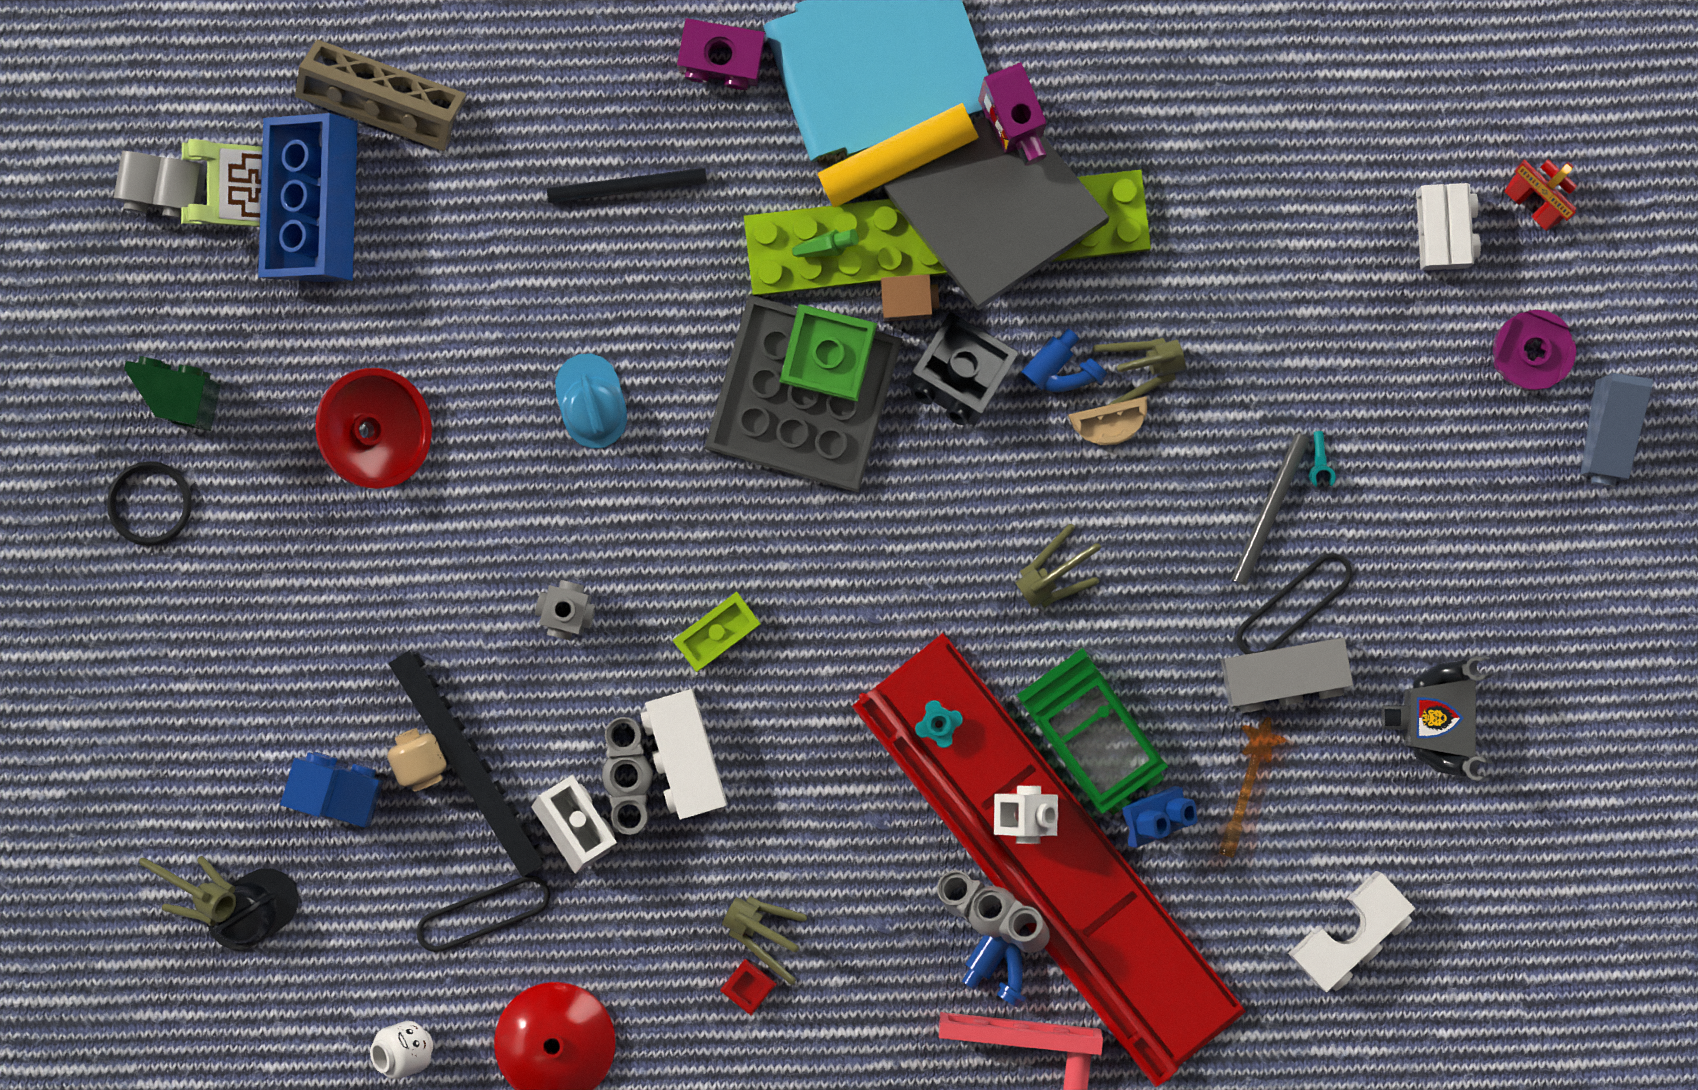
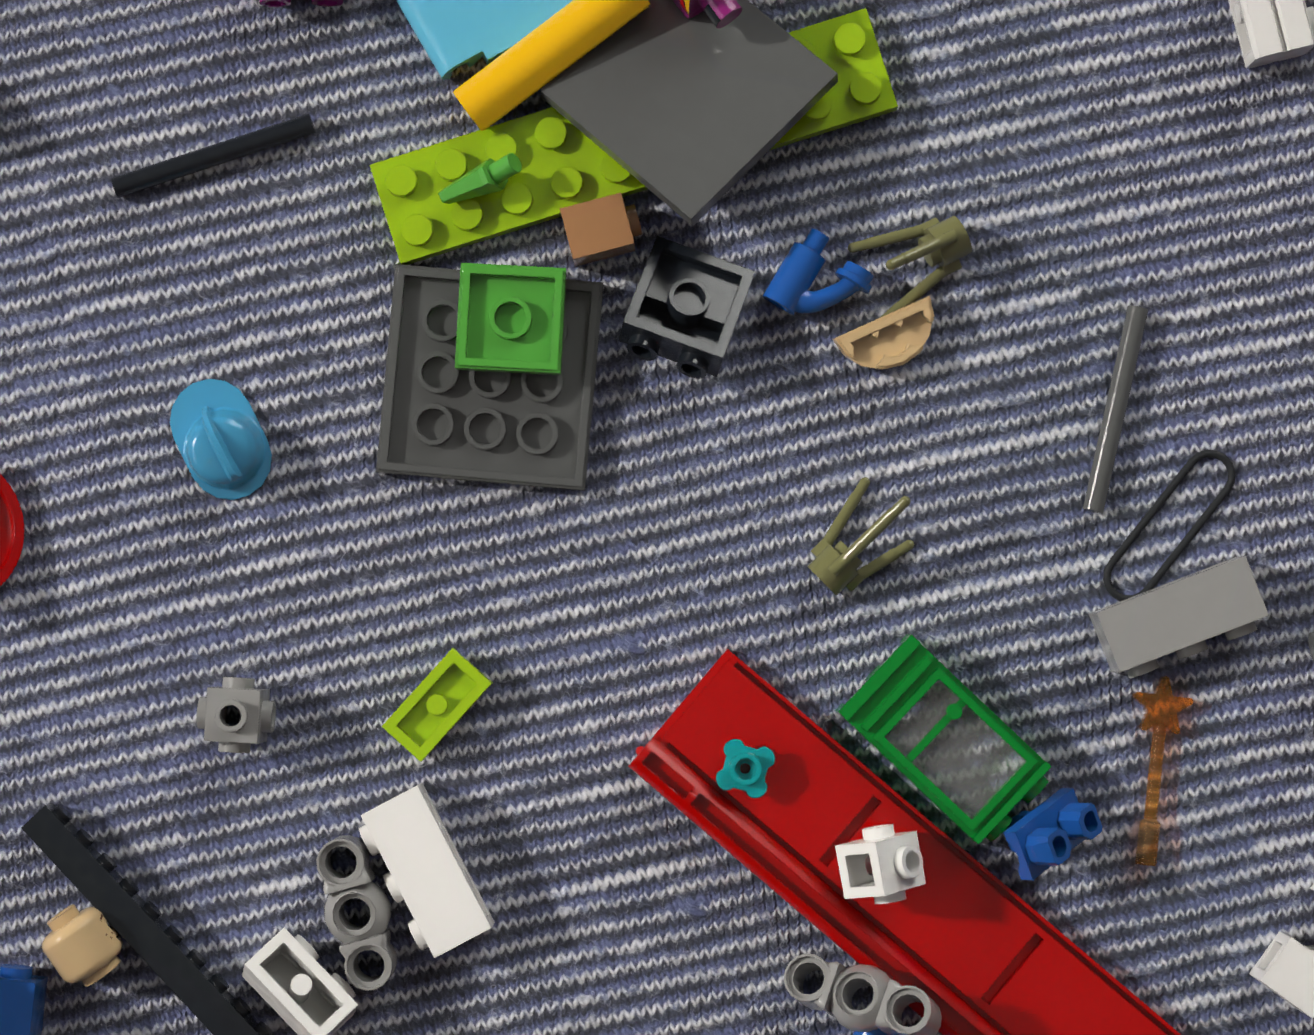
camera: 10 degrees left, 0 degrees up
(1320, 460) = (1167, 336): teal hand -> none

